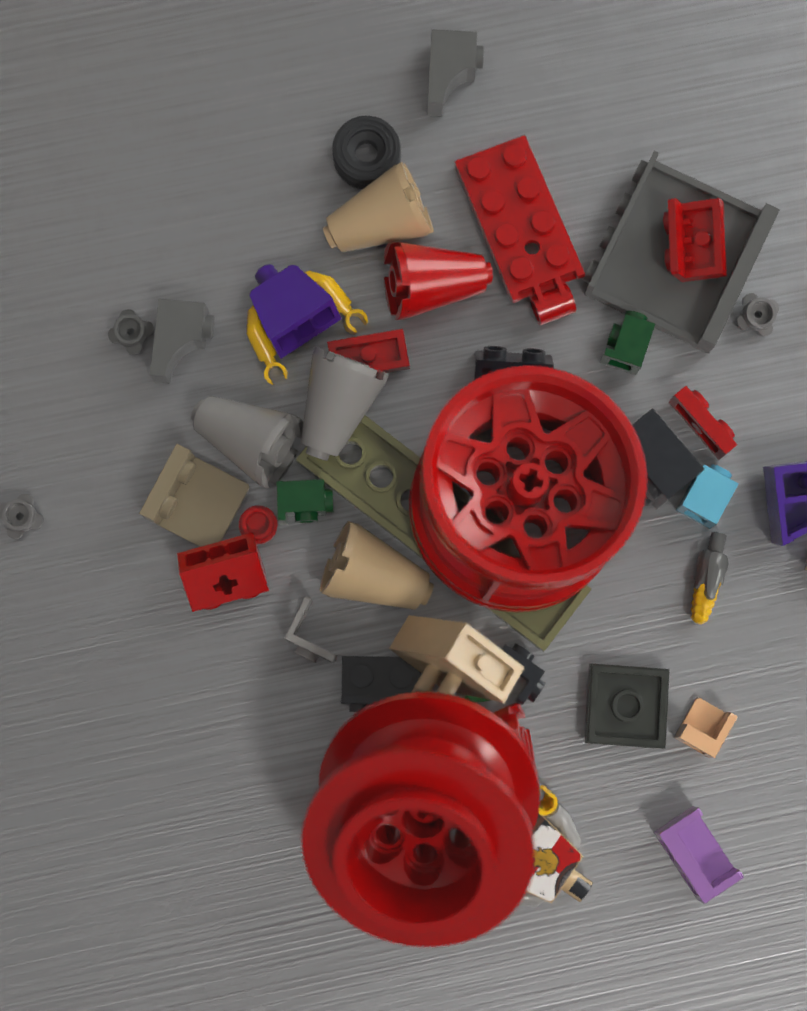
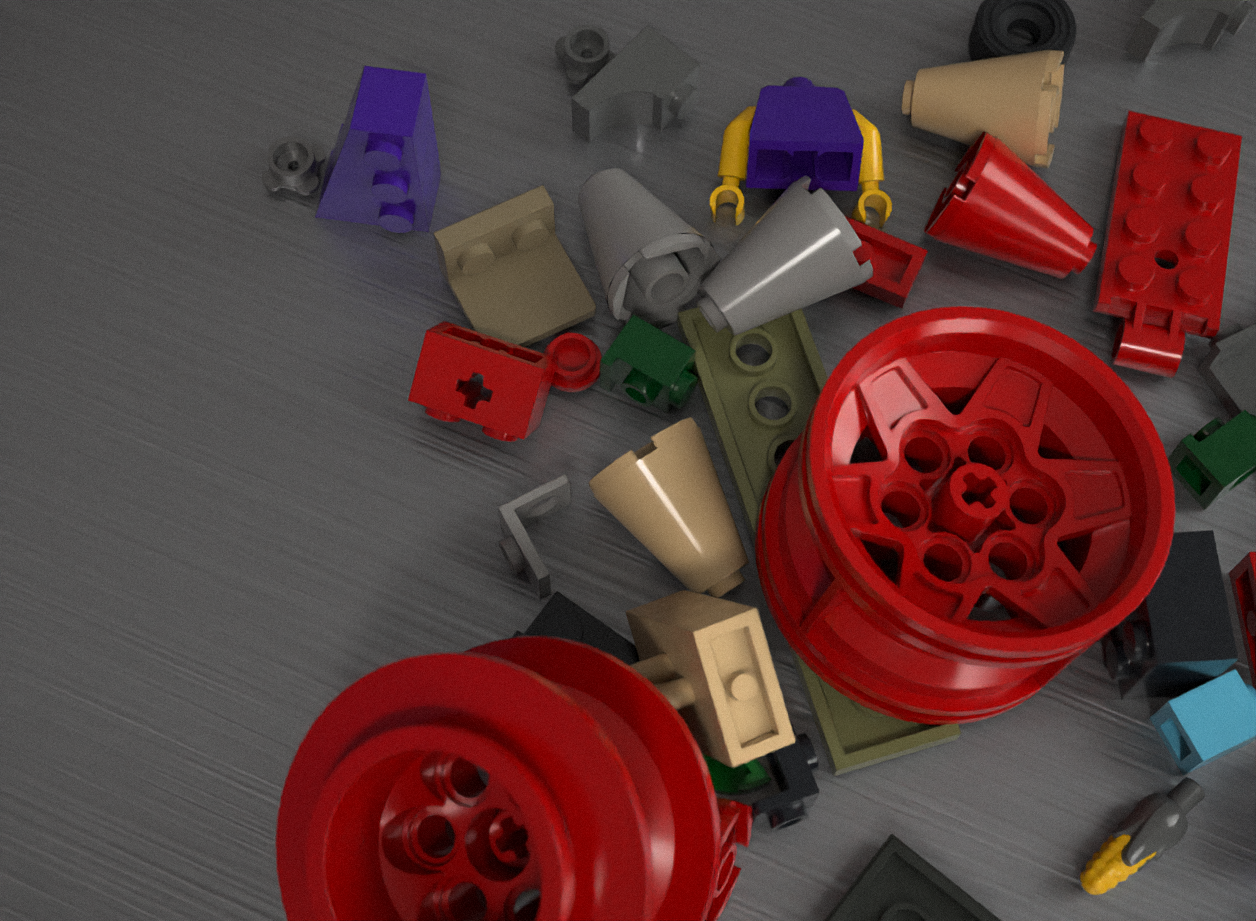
camera: 35 degrees right, 15 degrees down
(74, 488) = (384, 155): none -> dark purple wedge

